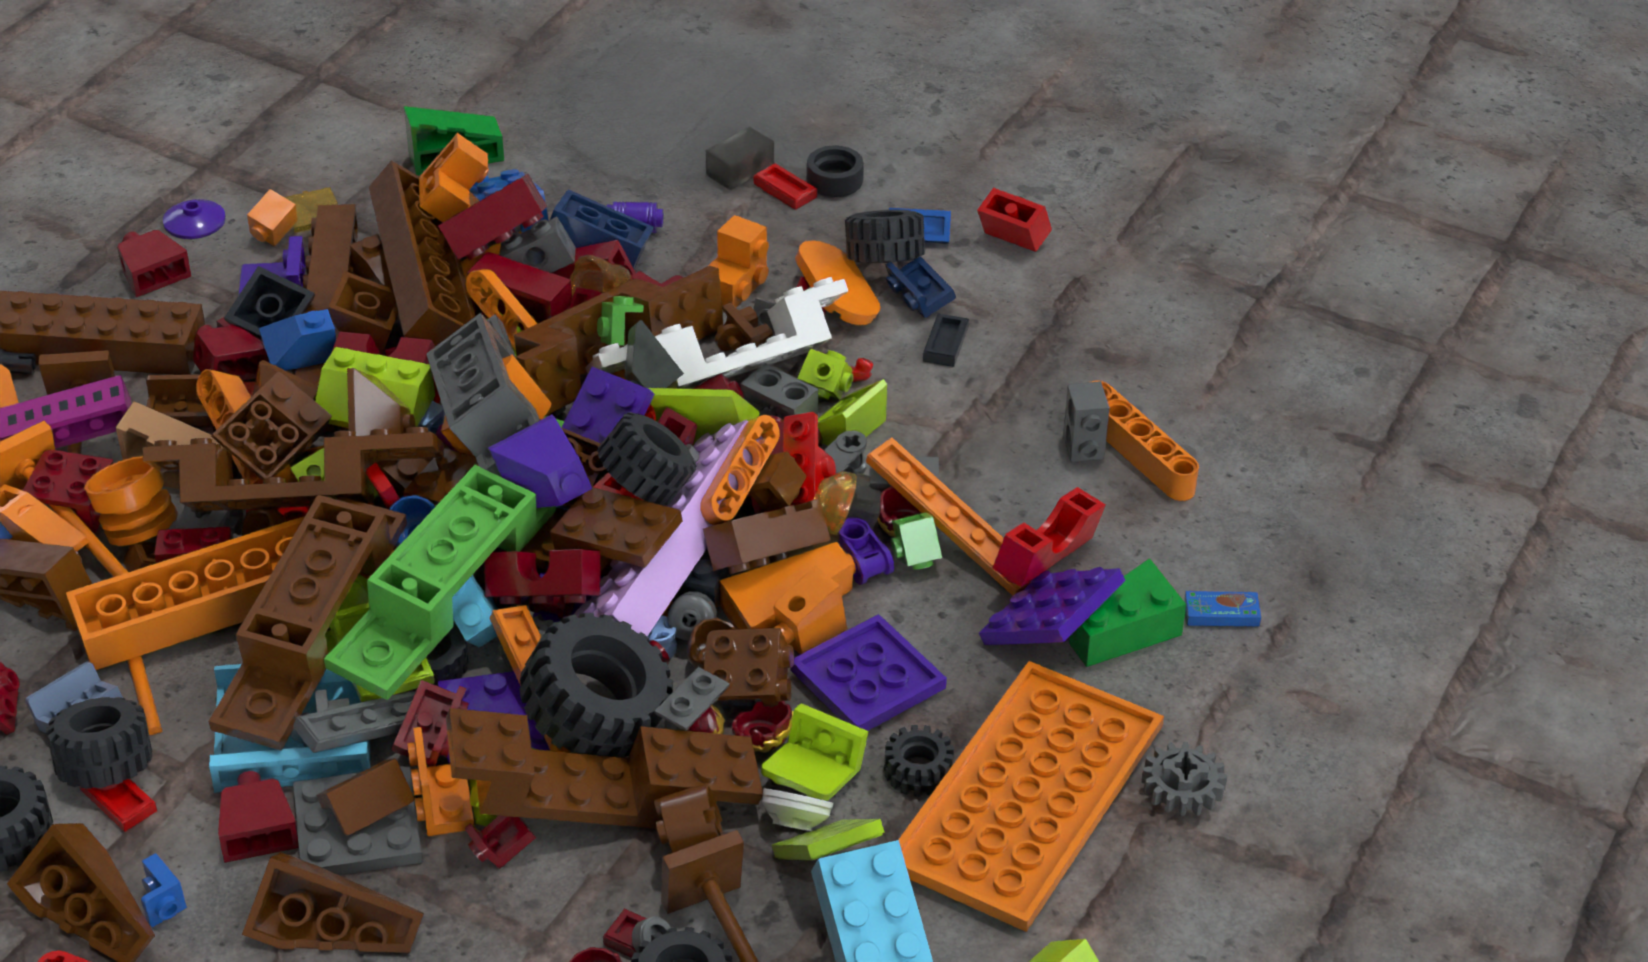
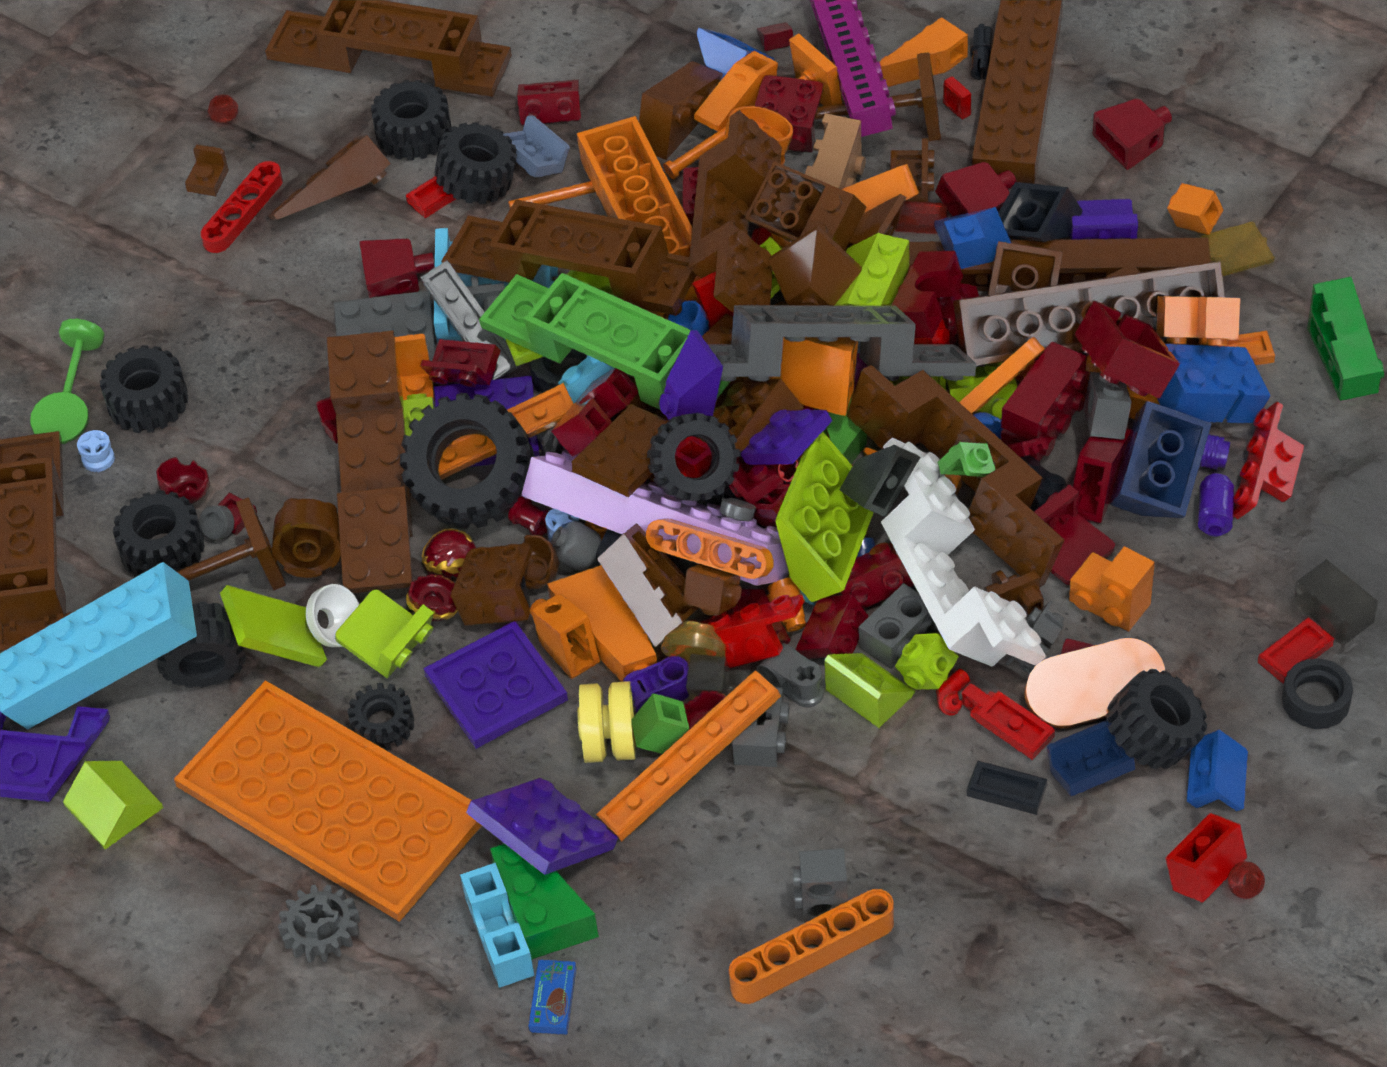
camera: 100 degrees right, 10 degrees up
(163, 891) = (327, 223): blue bracket -> none
(194, 219) = (1220, 162): dark purple dish -> none
(324, 911) = (293, 305): reddish brown wedge -> none
(367, 796) = (386, 314): reddish brown panel -> none
(597, 188) = (1270, 462): none -> red bracket
(598, 274) = (1057, 460): clear orange hair -> none
(691, 699) = (438, 526): dark grey hinge -> none
(879, 334) = (1008, 720): none -> red hinge
(924, 567) = (604, 722): none -> light yellow wheel
(1030, 552) = (658, 850): red arch -> none
(1191, 631) = (496, 925): none -> medium azure arch

